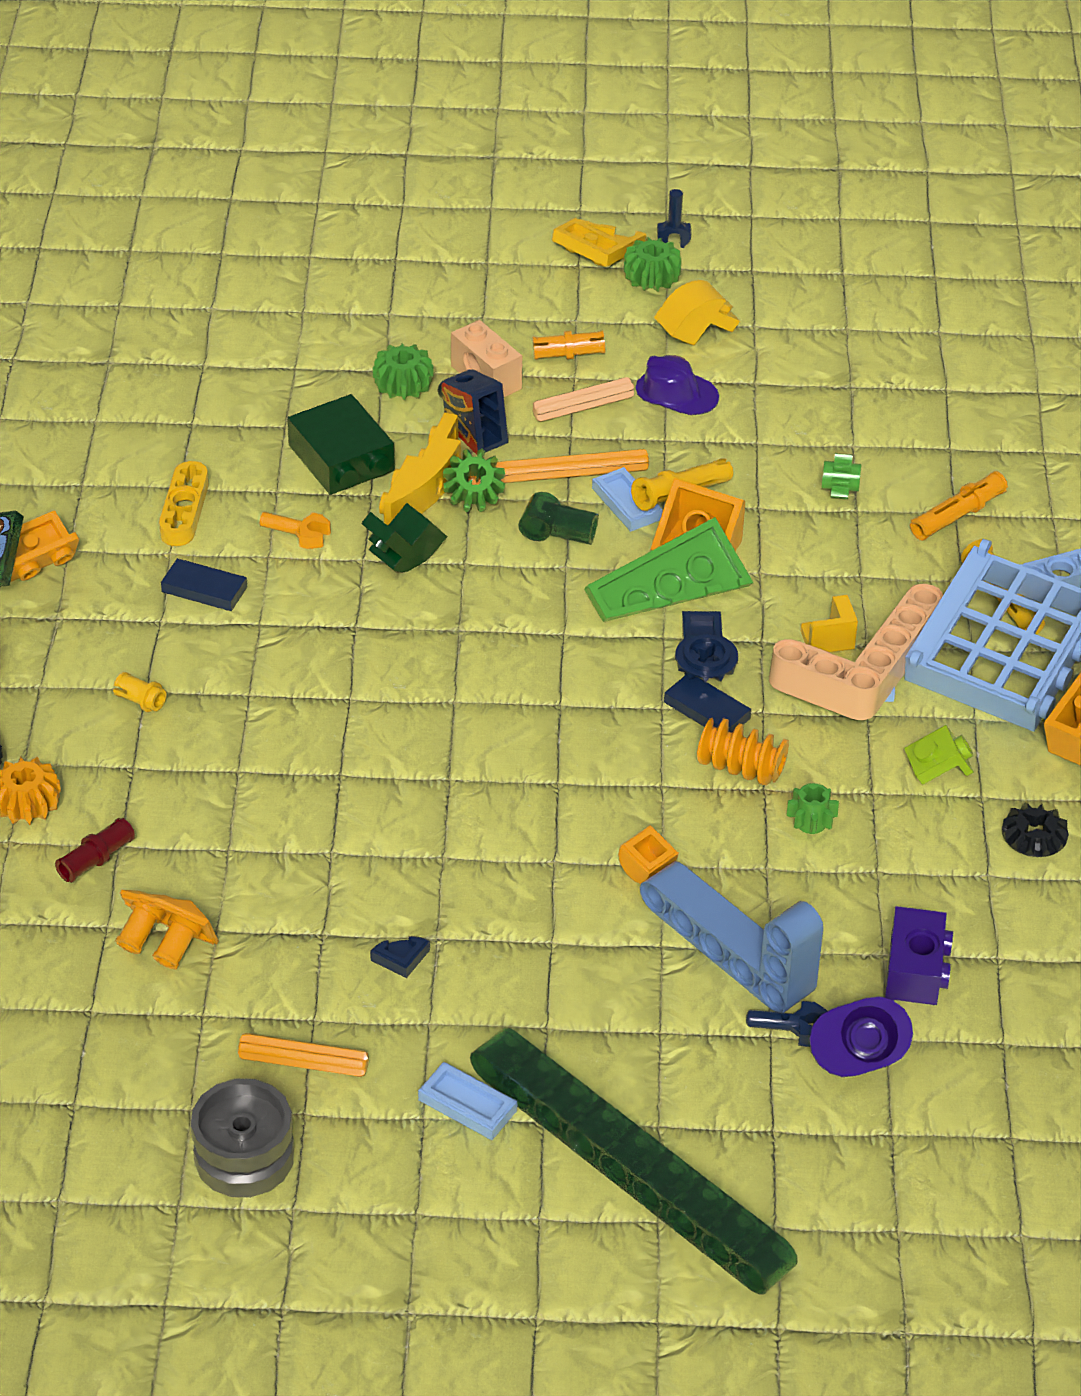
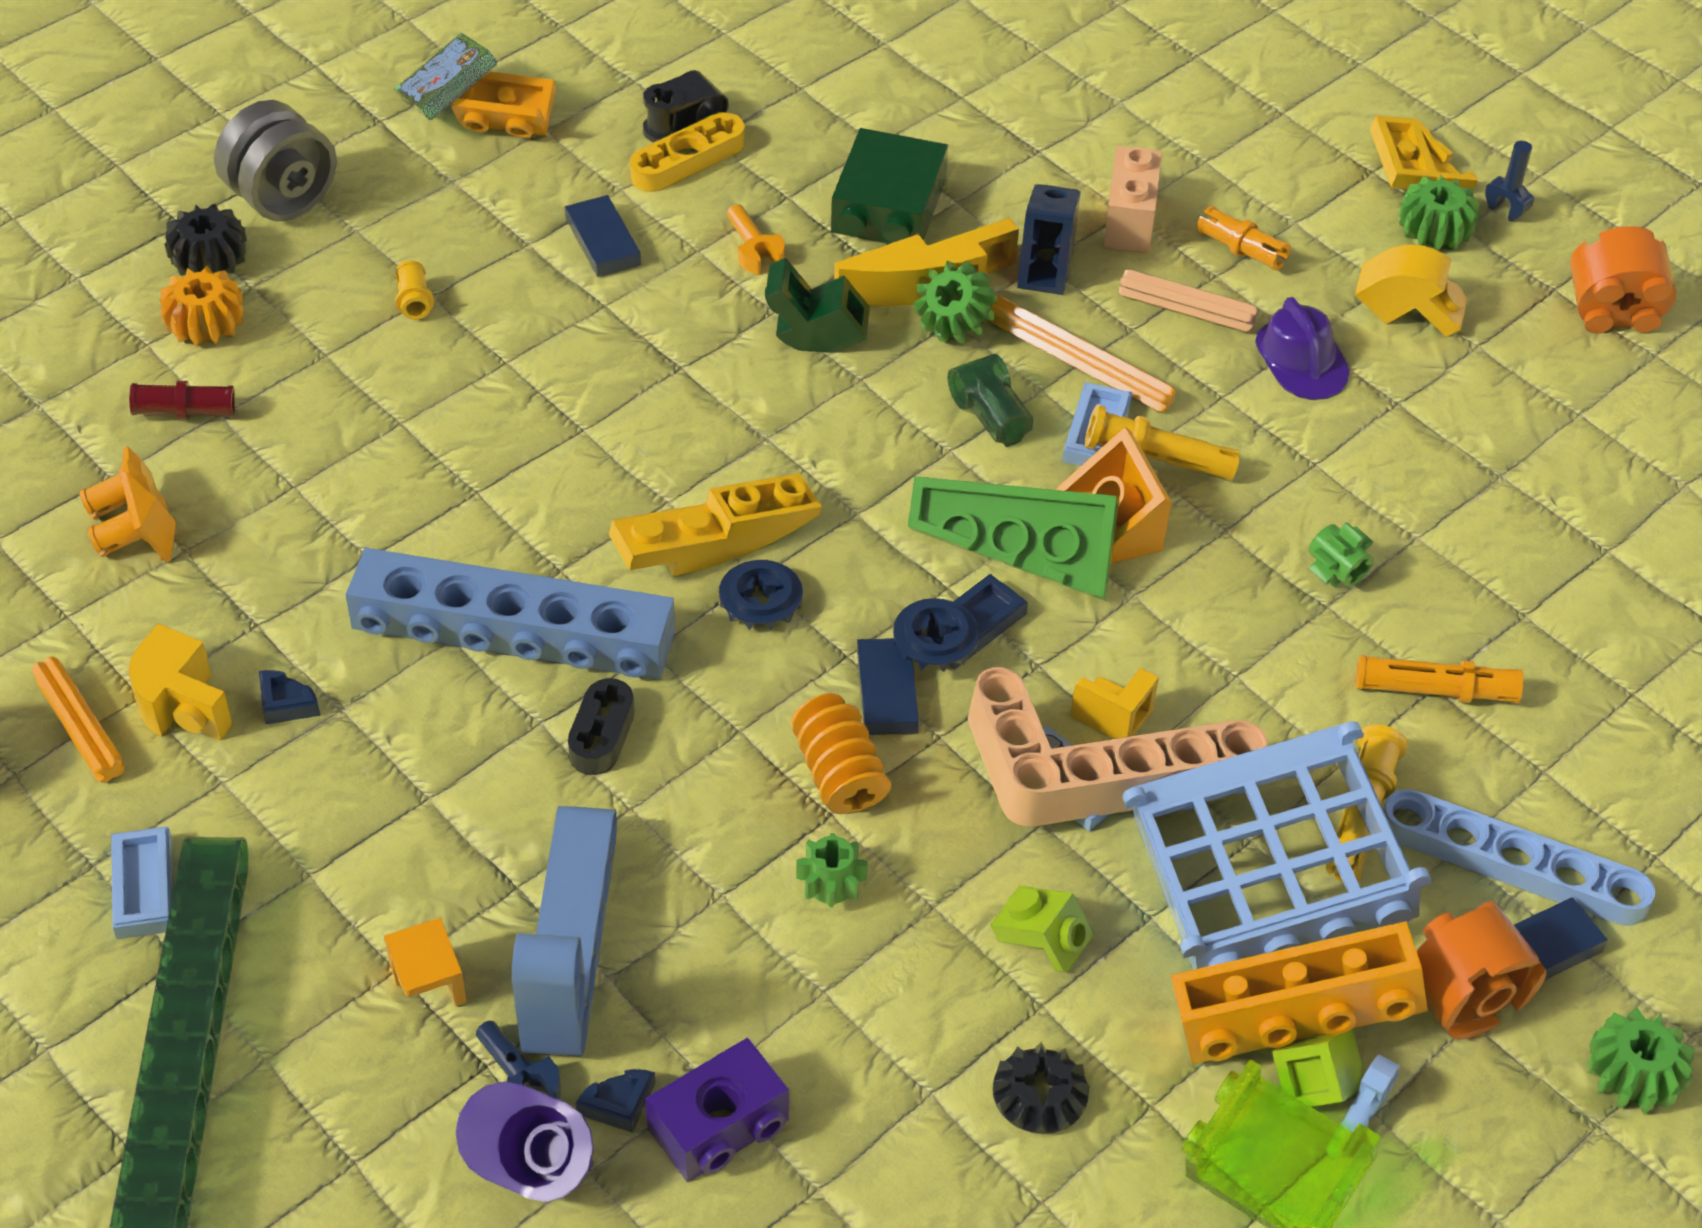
camera: 45 degrees right, 5 degrees up
(148, 478) = (680, 104): none -> black piece
(337, 999) = (171, 686): none -> yellow brick
(403, 371) = (1041, 157): bright green gear -> none
(467, 815) = (511, 613): none -> medium blue brick
(513, 687) = (728, 526): none -> yellow slope
(575, 697) = (773, 580): none -> dark blue gear
(587, 838) = (591, 723): none -> black beam
(646, 855) = (612, 782): light orange brick -> none
(687, 1003) = (425, 960): none -> light orange panel
(796, 239) = (1623, 280): none -> orange brick
(856, 987) = (618, 1099): none -> dark blue tile

